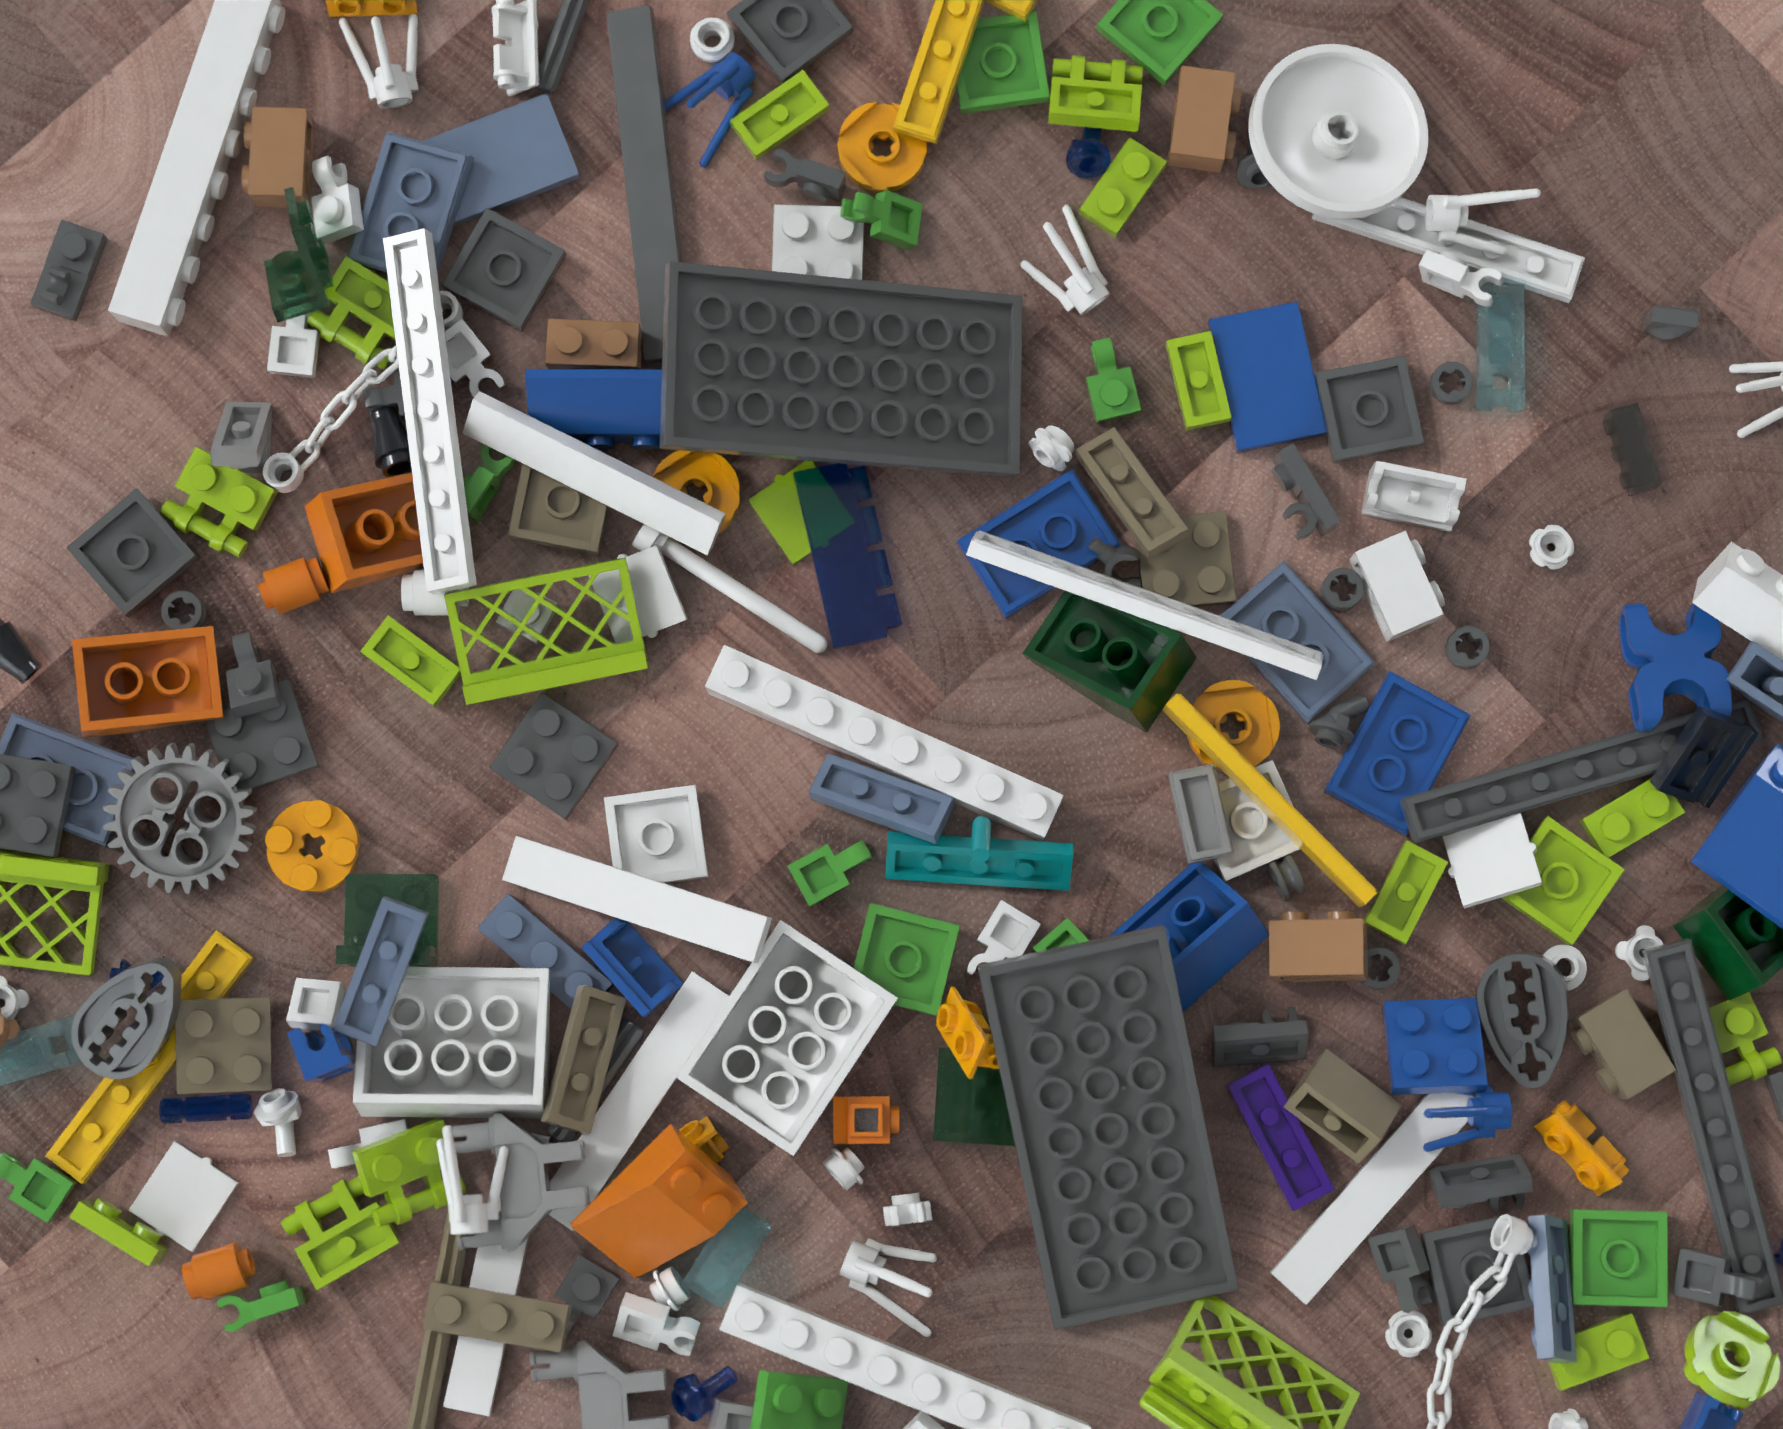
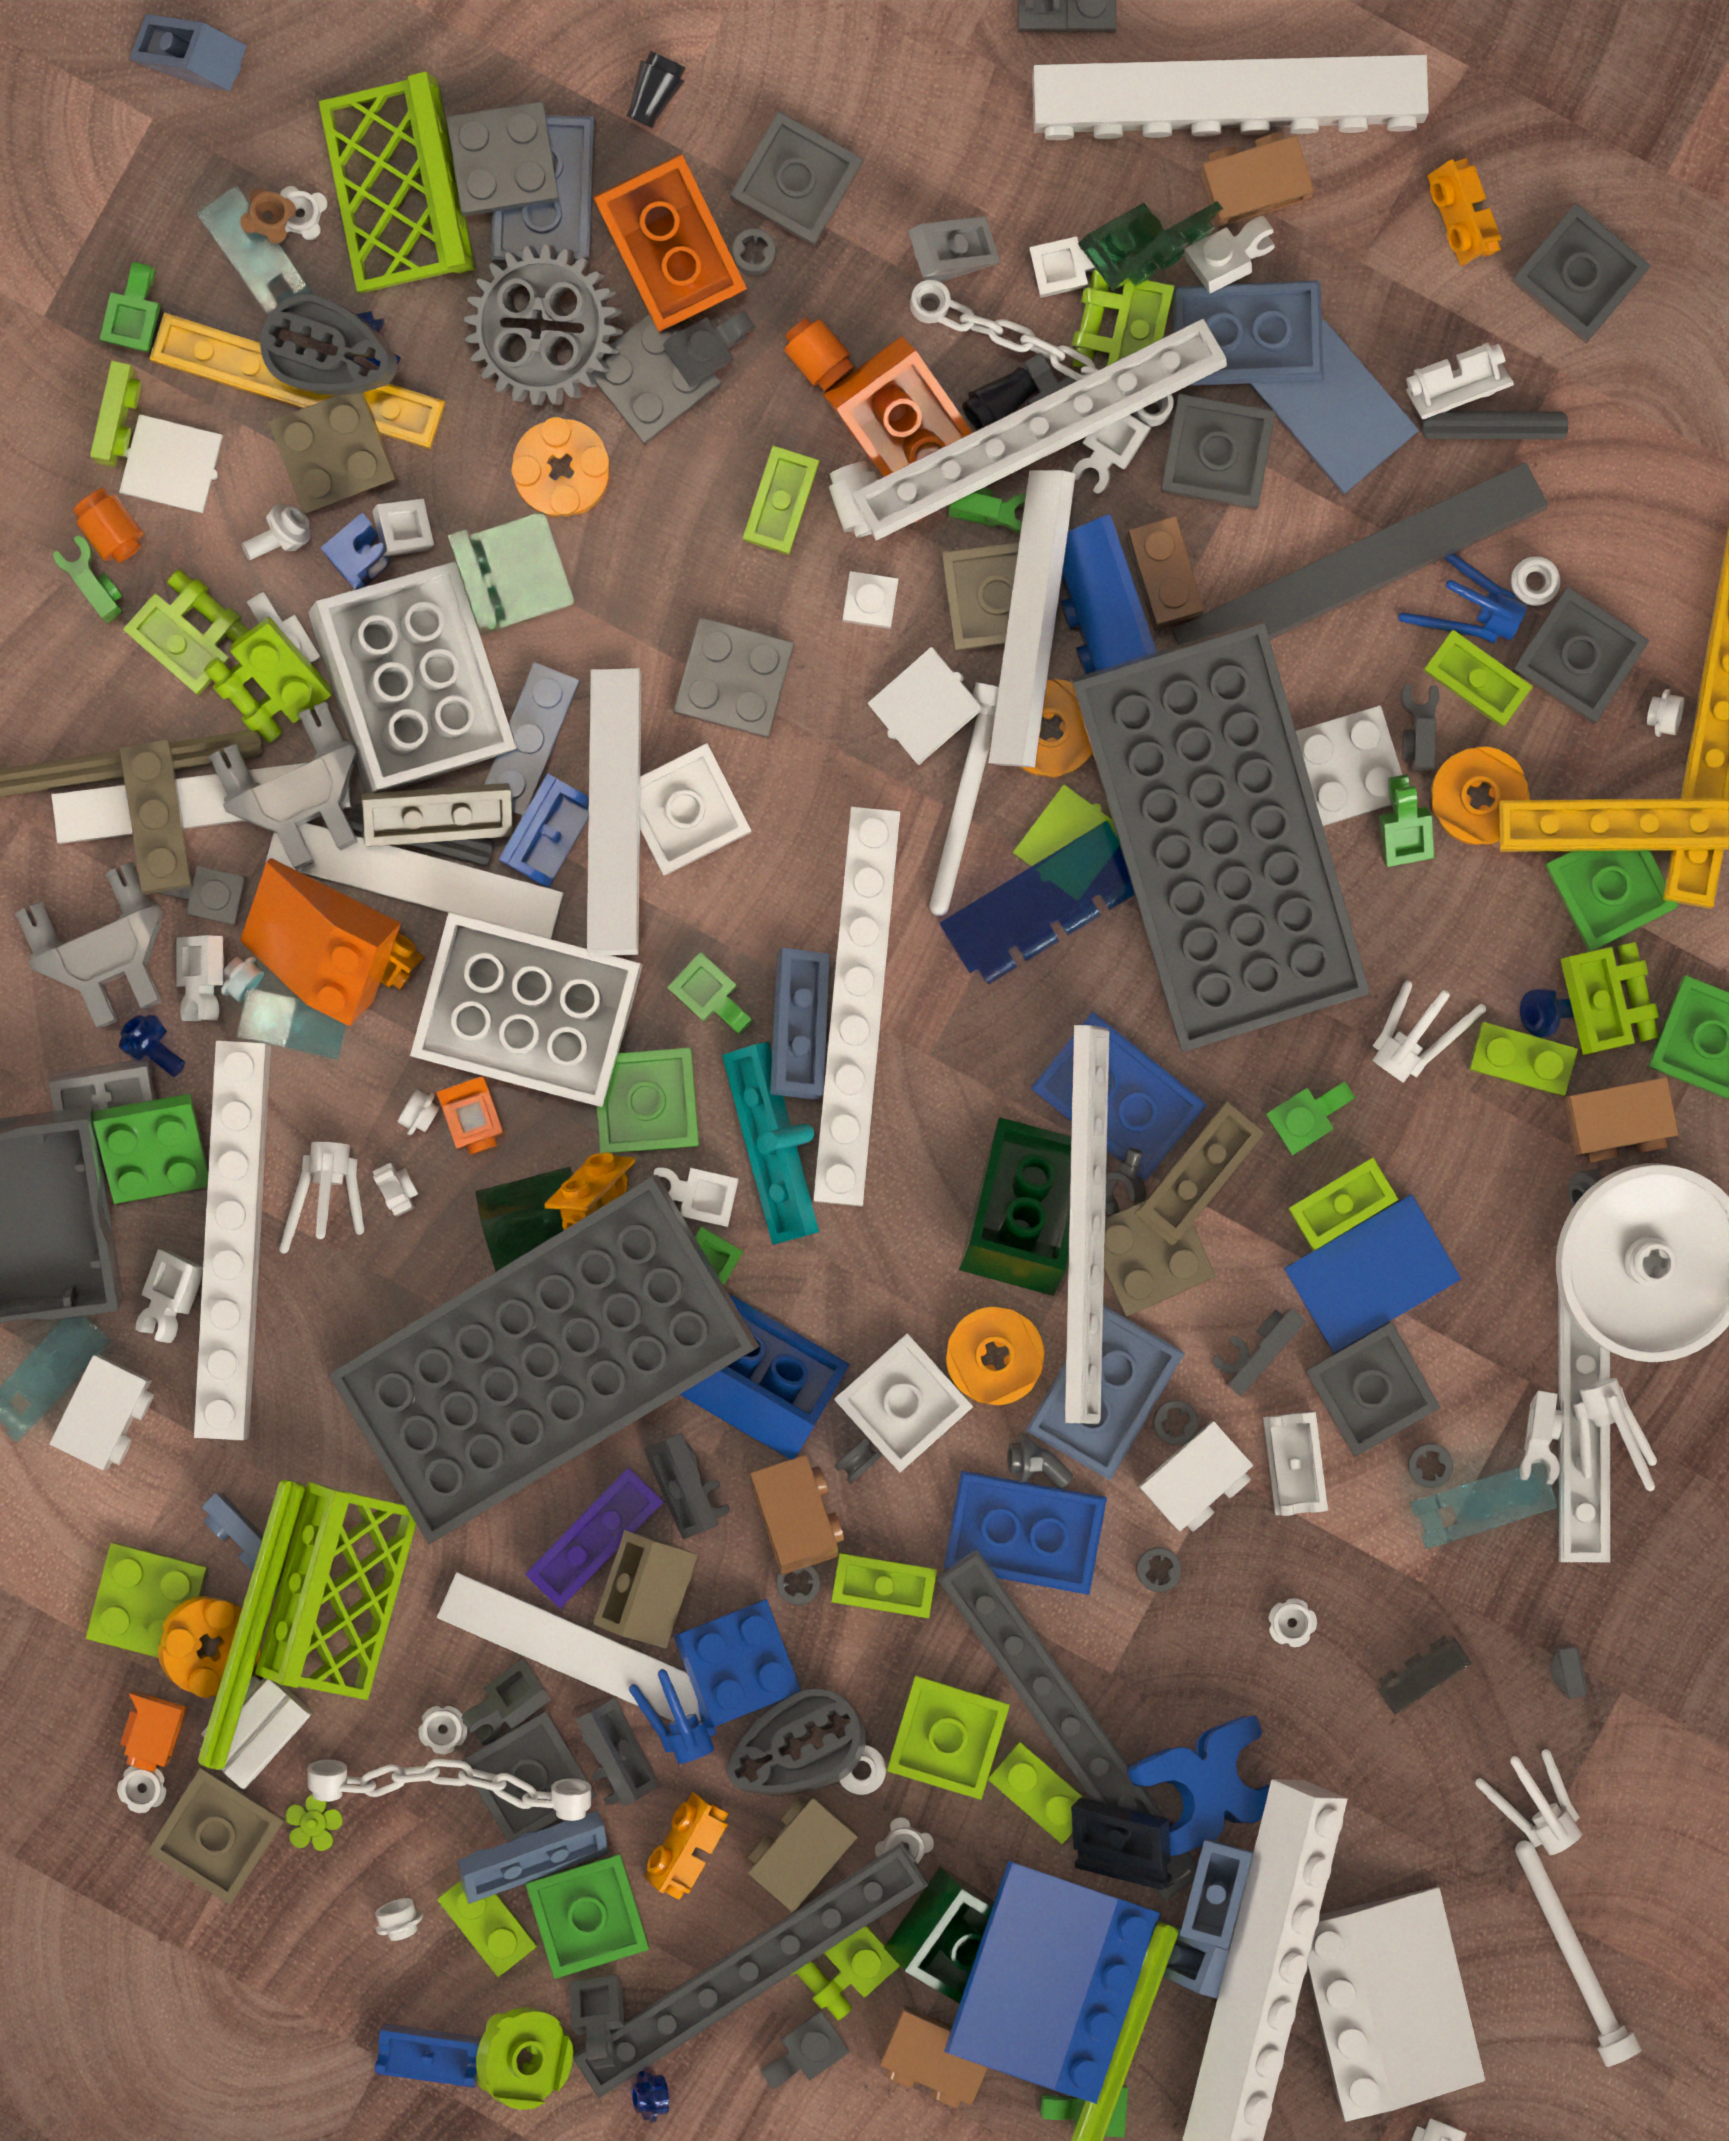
camera: 65 degrees right, 5 degrees up
(206, 1108) = (264, 455): clear blue axle -> none
(226, 489) = (891, 260): lime plate -> none
(380, 971) = (454, 583): sand blue plate -> none
(391, 85) = (1373, 266): white plant -> none
(468, 1212) = (247, 752): white plant -> none
(552, 670) = (820, 651): lime fence -> none
(1052, 447) = (1221, 1077): white plate -> none
(1201, 814) = (892, 1351): light grey tile -> none
(1269, 800) = (928, 1415): yellow tile -> none
(1492, 860) = (945, 1663): white piece -> none

